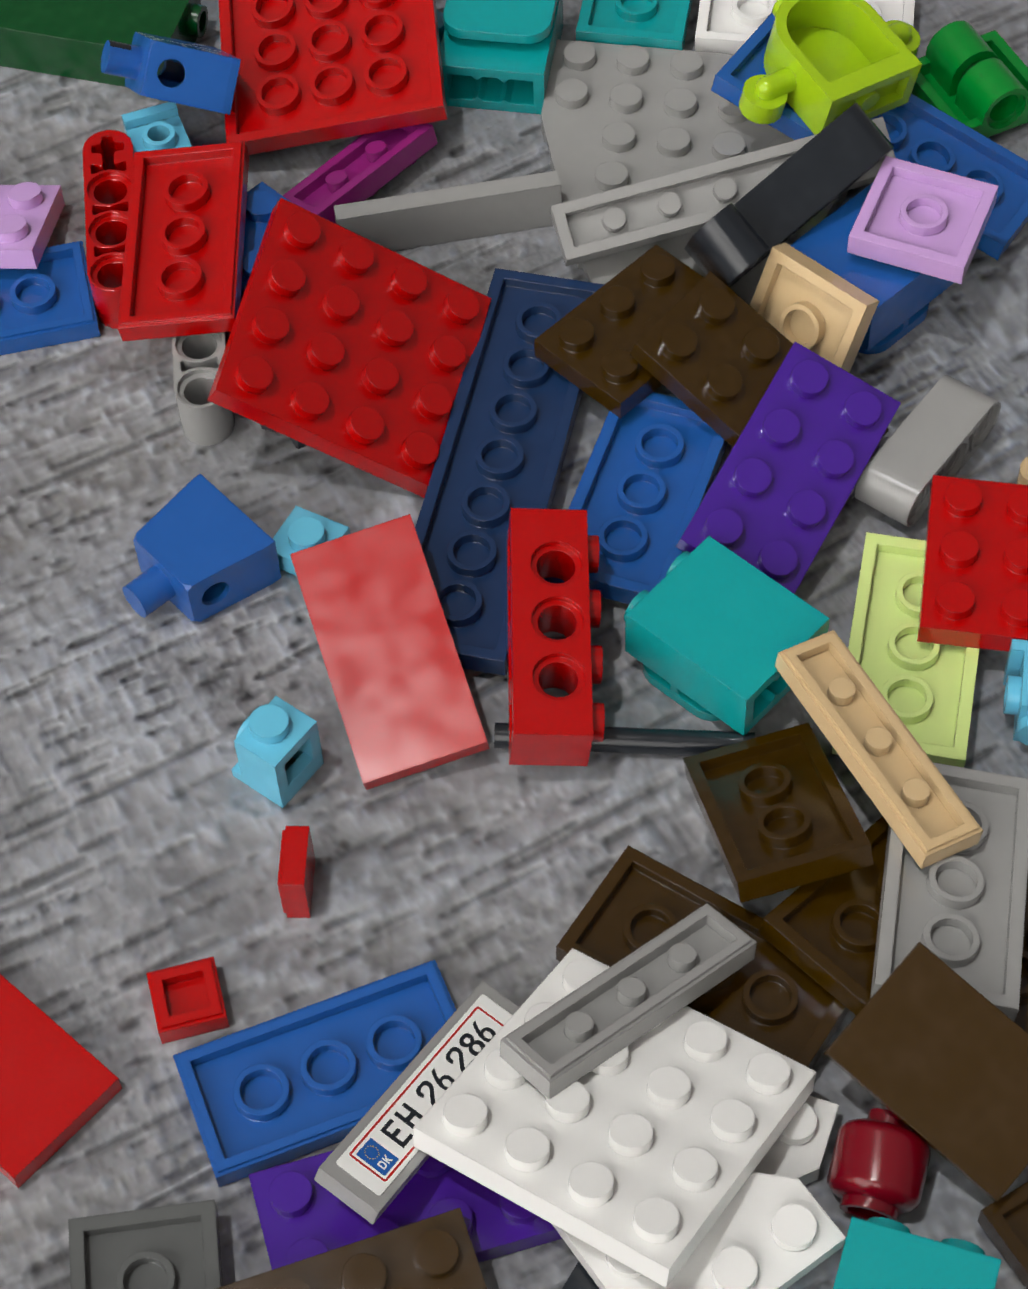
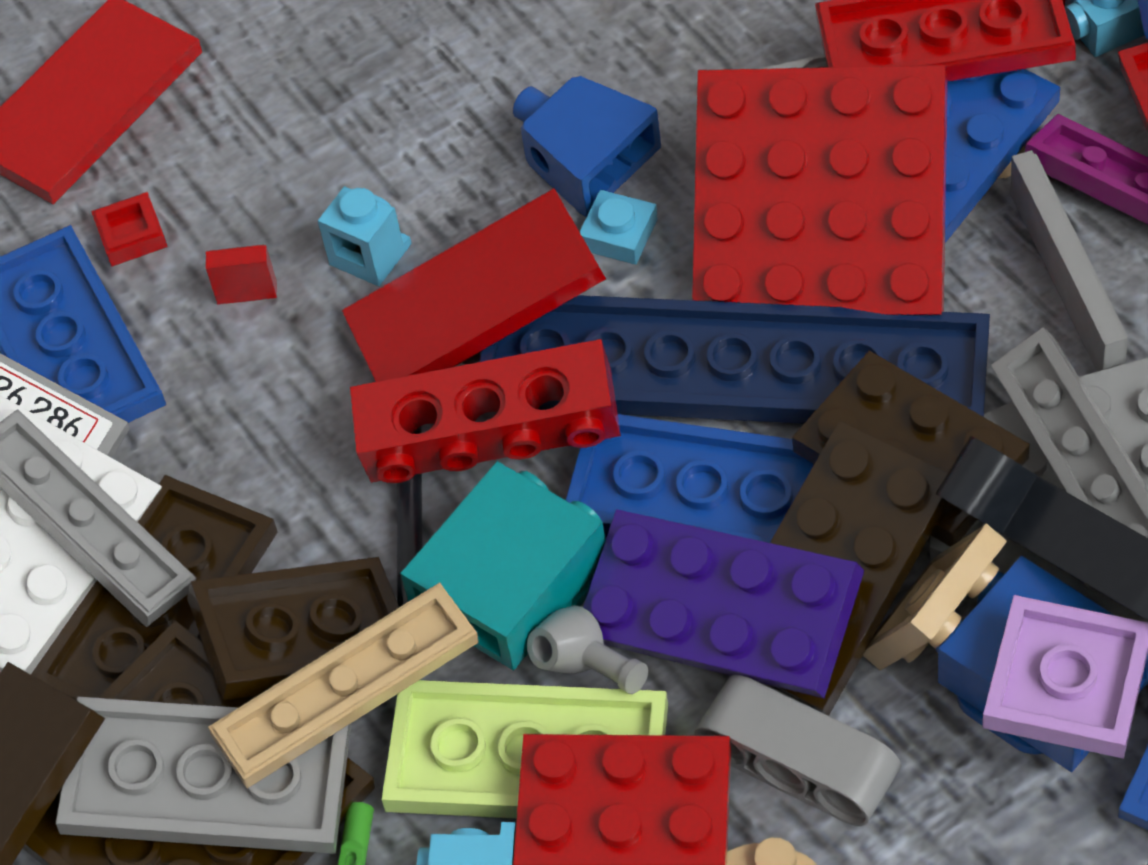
camera: 90 degrees right, 0 degrees up
(819, 587) = (573, 643): none -> light grey bar

